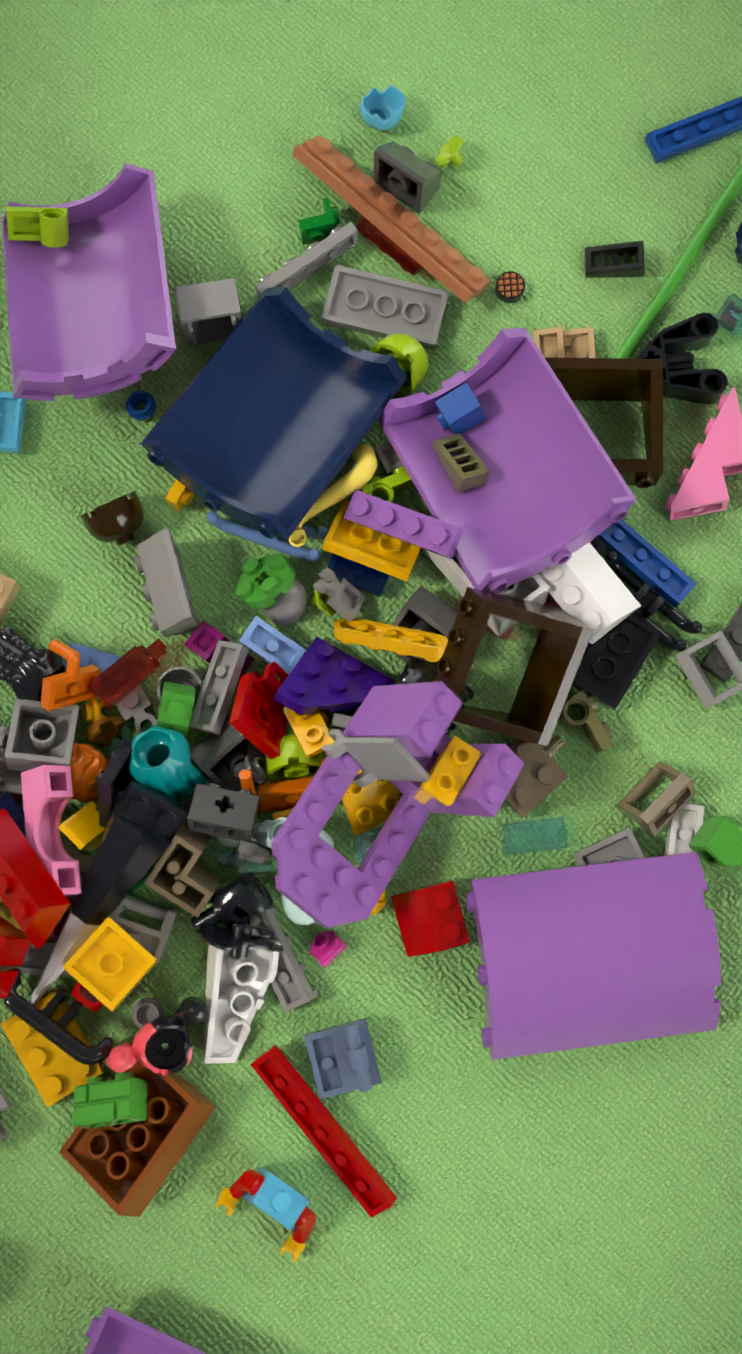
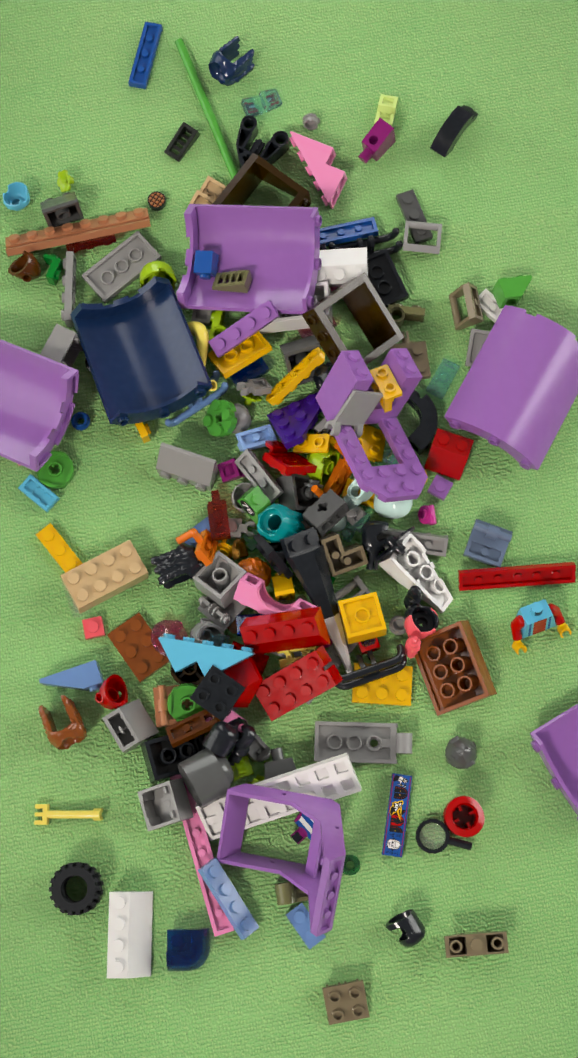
camera: 45 degrees left, 5 degrees down
(27, 1222) = (461, 752): none -> dark grey helmet
(59, 436) = (60, 479): none -> bright green plate
(110, 1102) = (430, 667): bright green brick -> none
(115, 519) = (133, 470): dark brown cylinder -> none
(294, 188) = (25, 267): none -> reddish brown helmet
(378, 937) = (440, 487): none -> medium lavender plate
(454, 861) = (428, 417): none -> black arch

